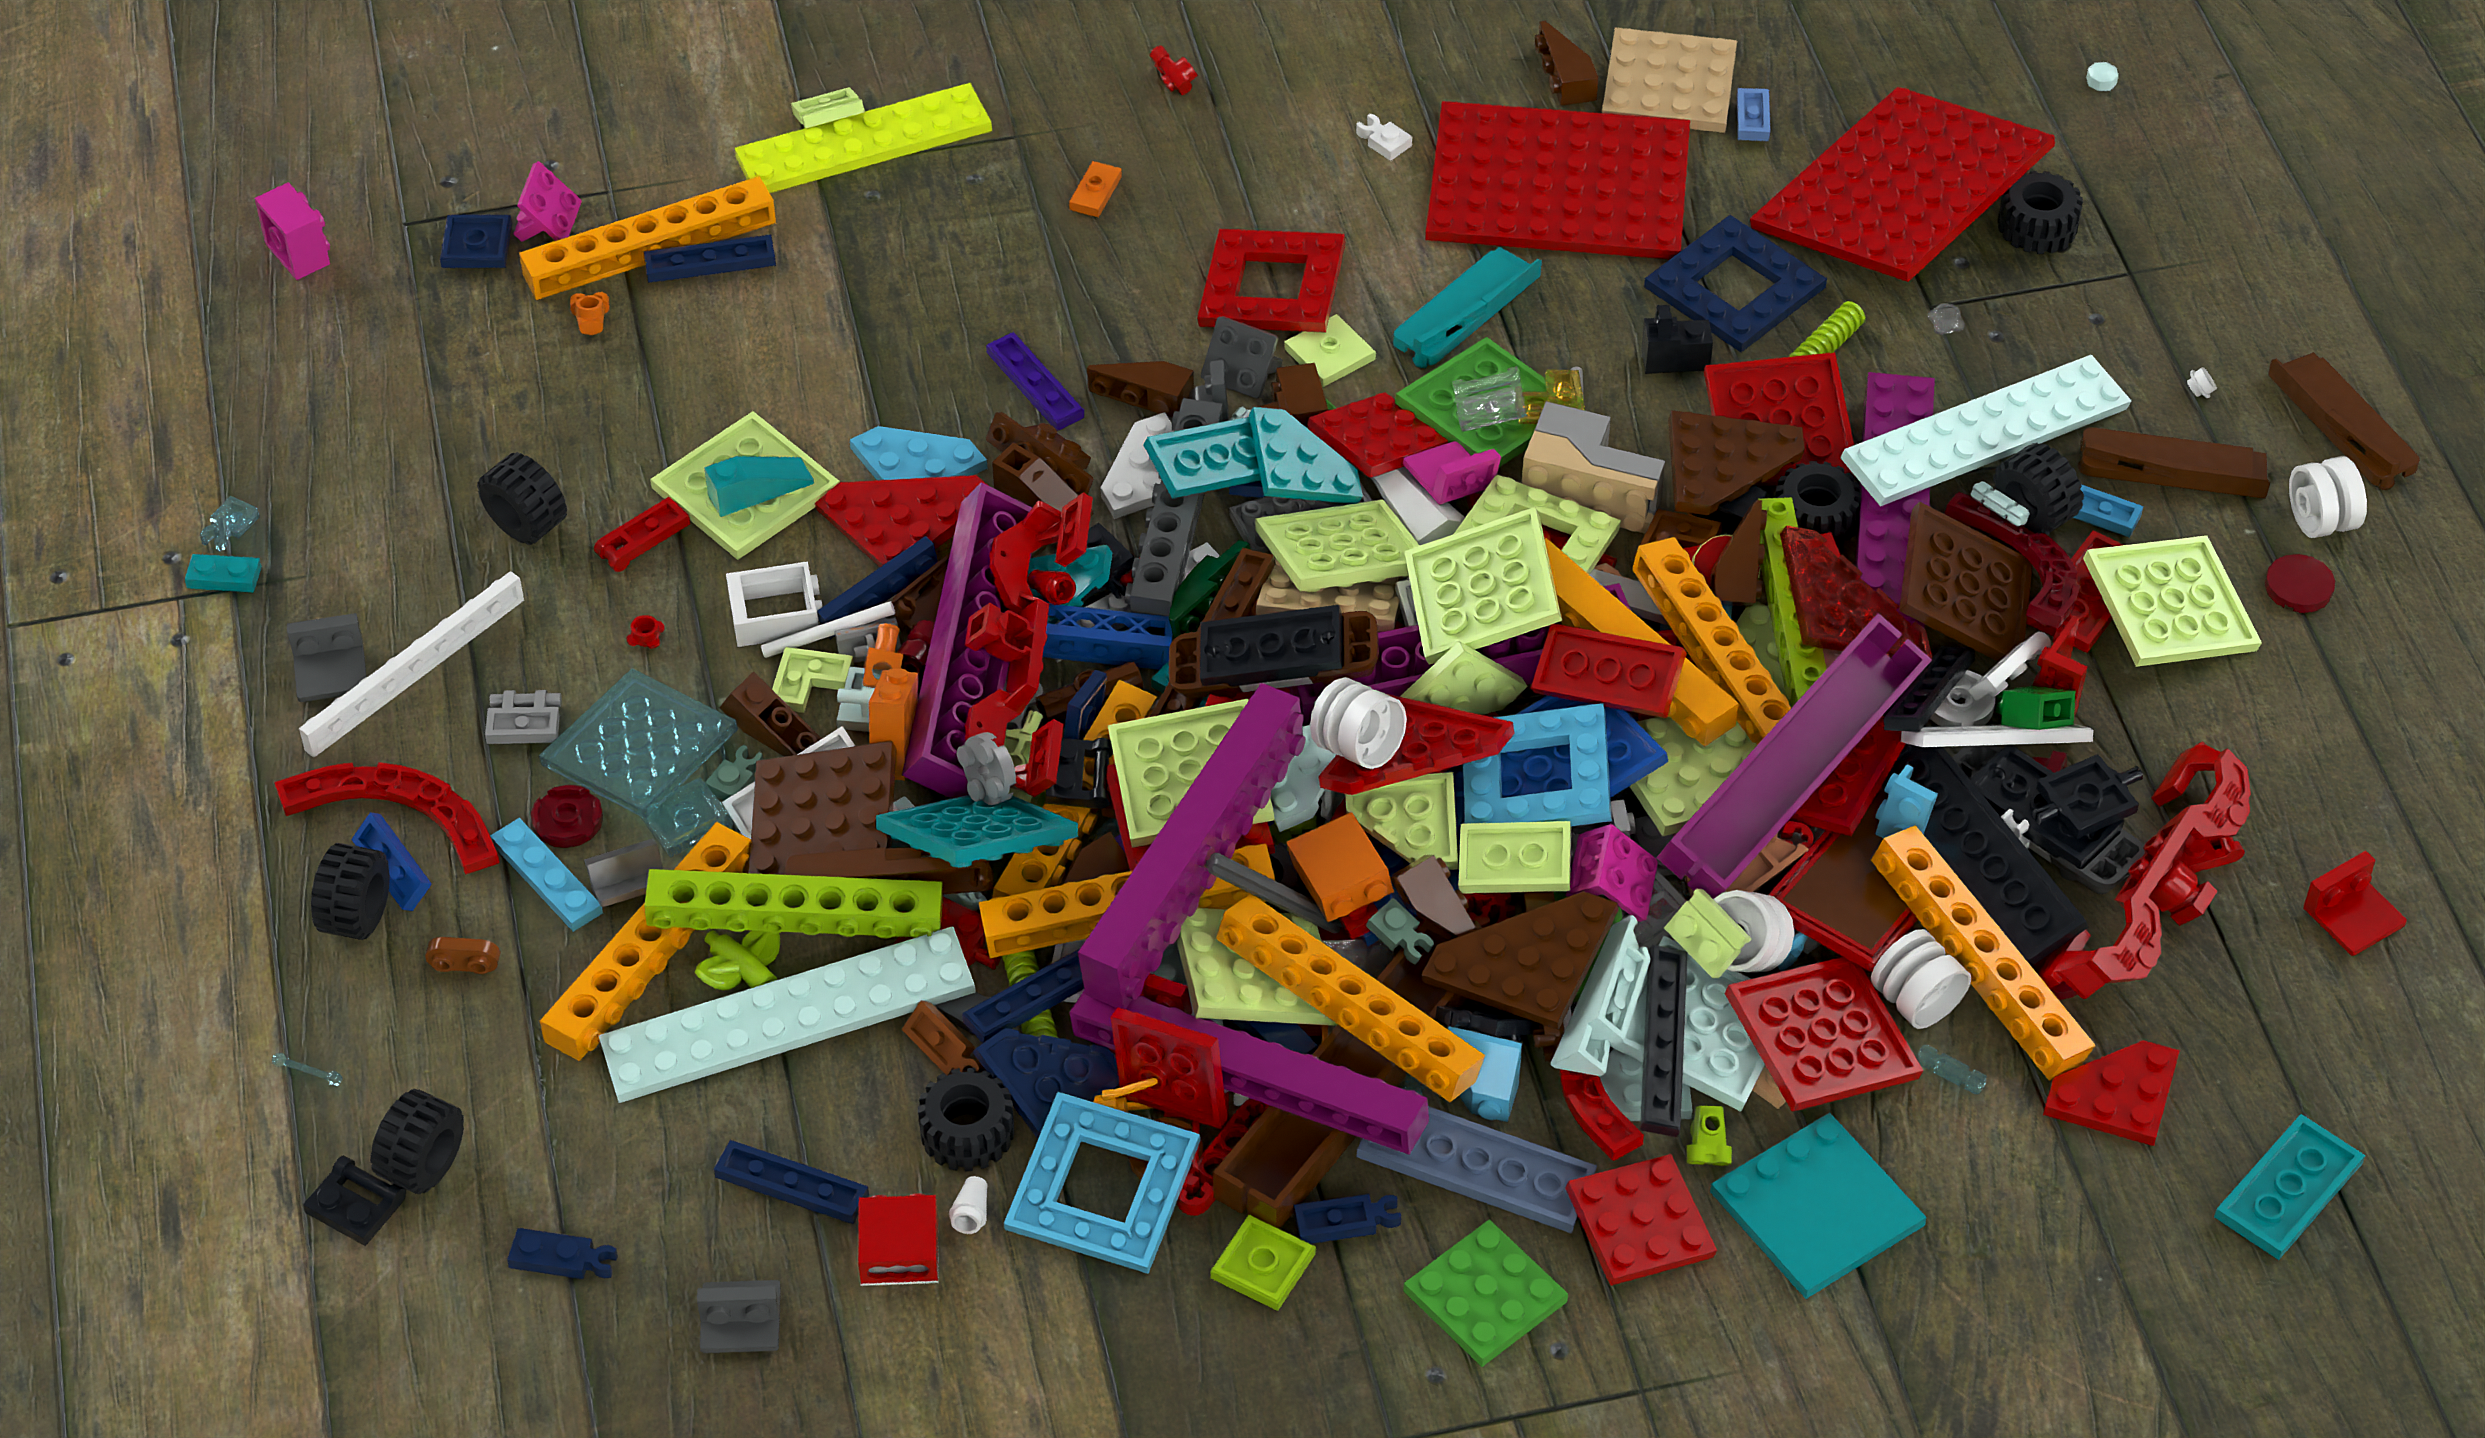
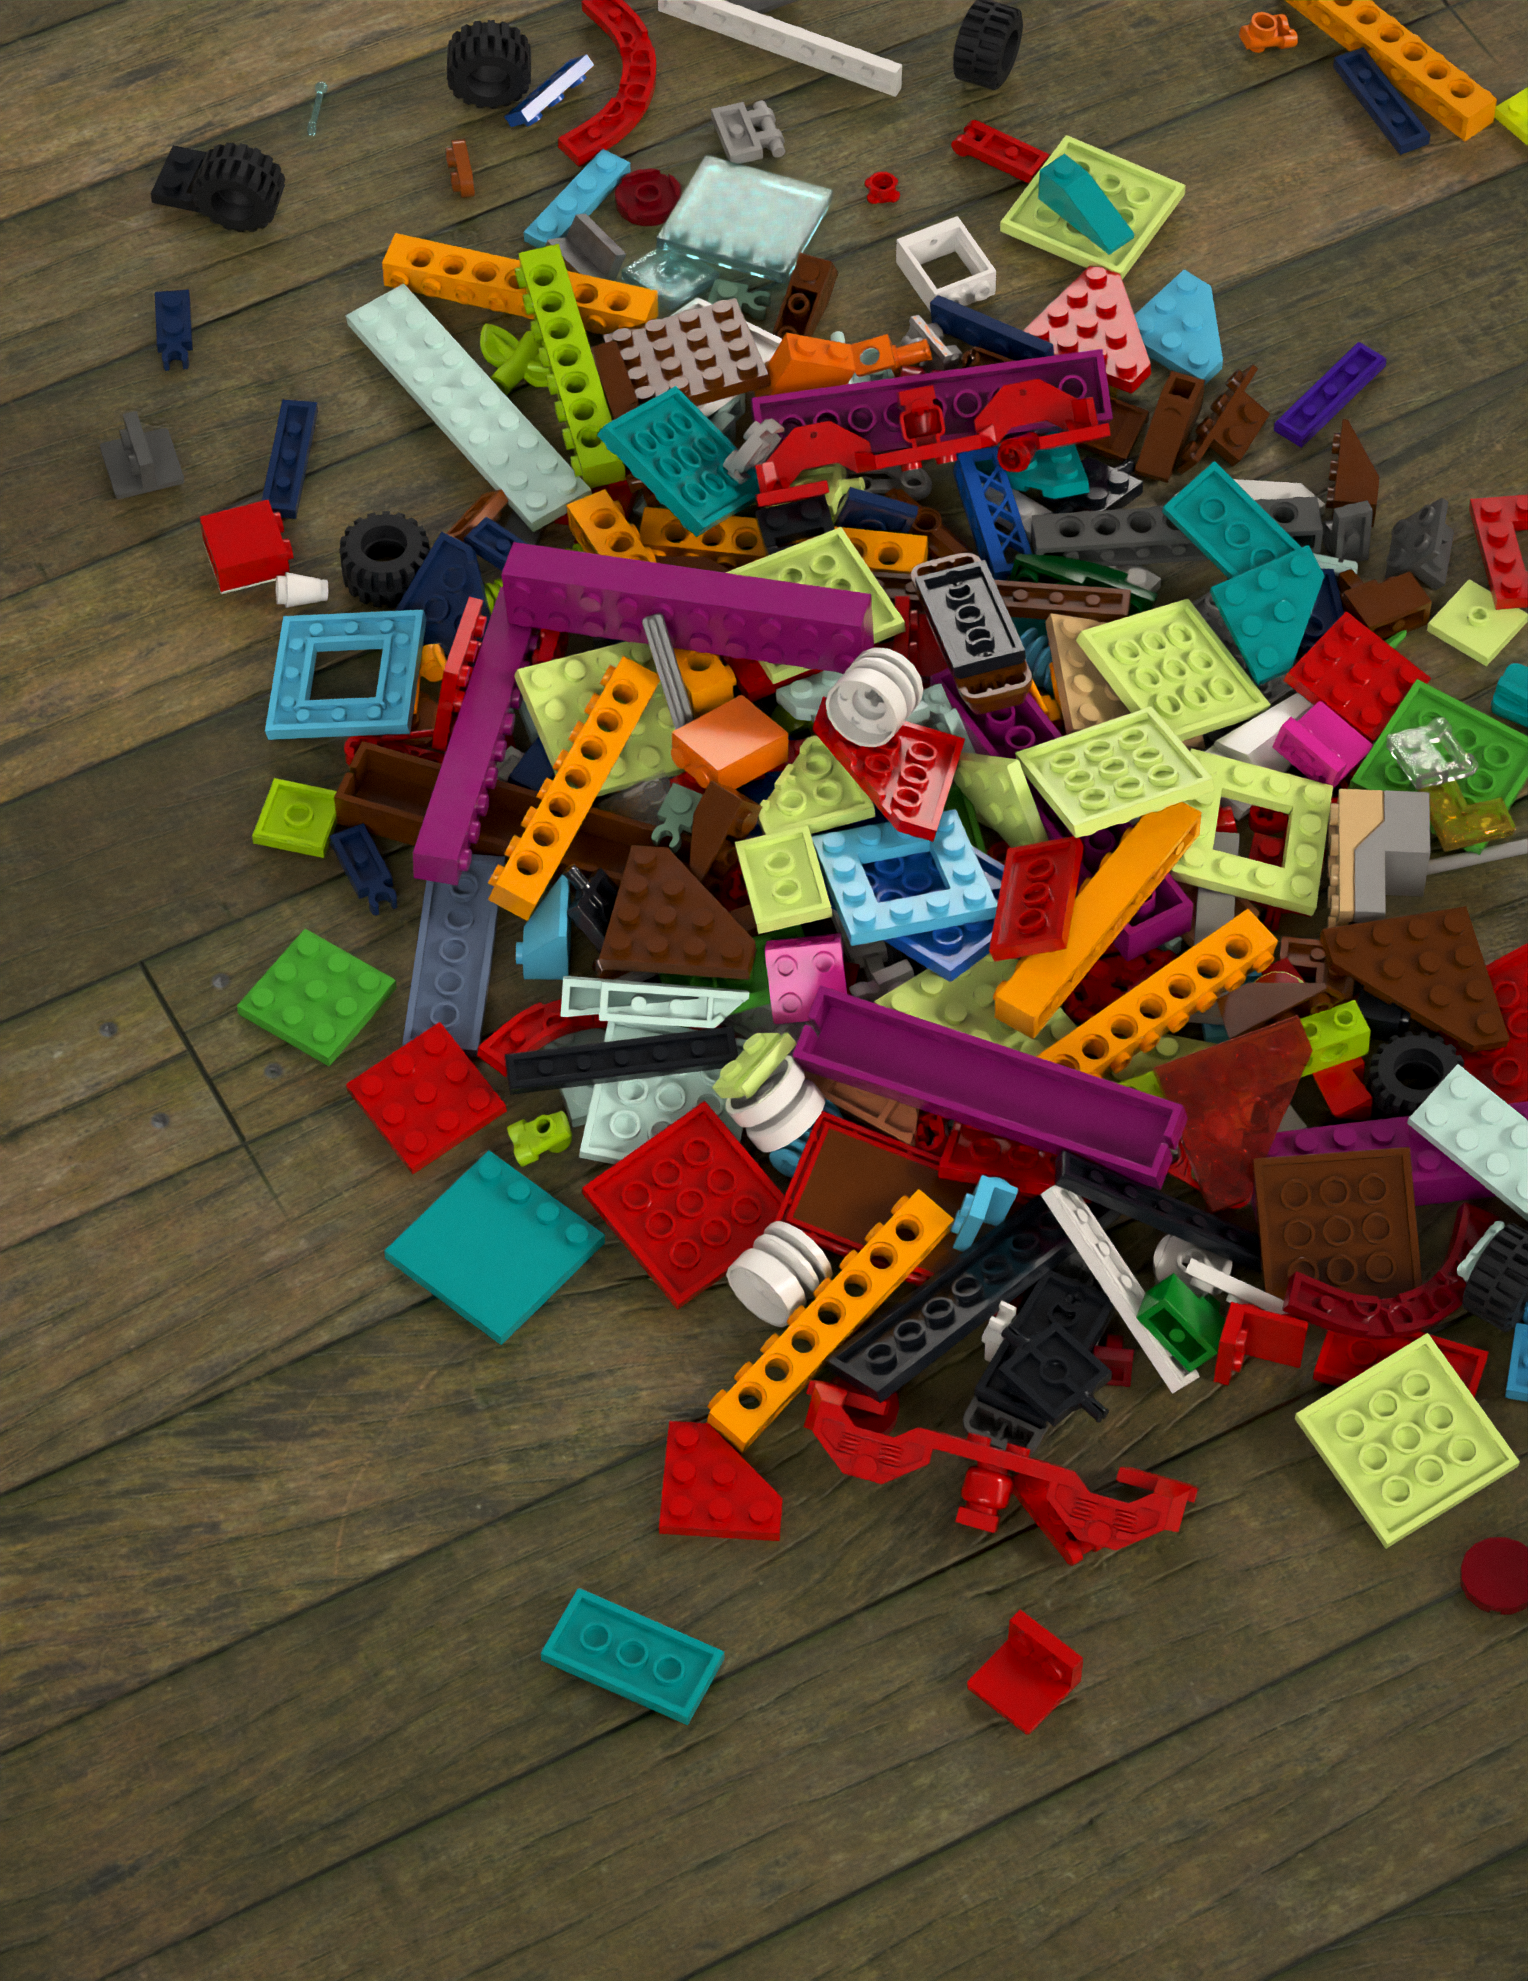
camera: 75 degrees right, 5 degrees up
(807, 669) = (868, 309): yellowish green plate -> none
(828, 629) = (925, 312): white bar -> none
(1951, 1069) = (694, 1334): clear light blue axle -> none

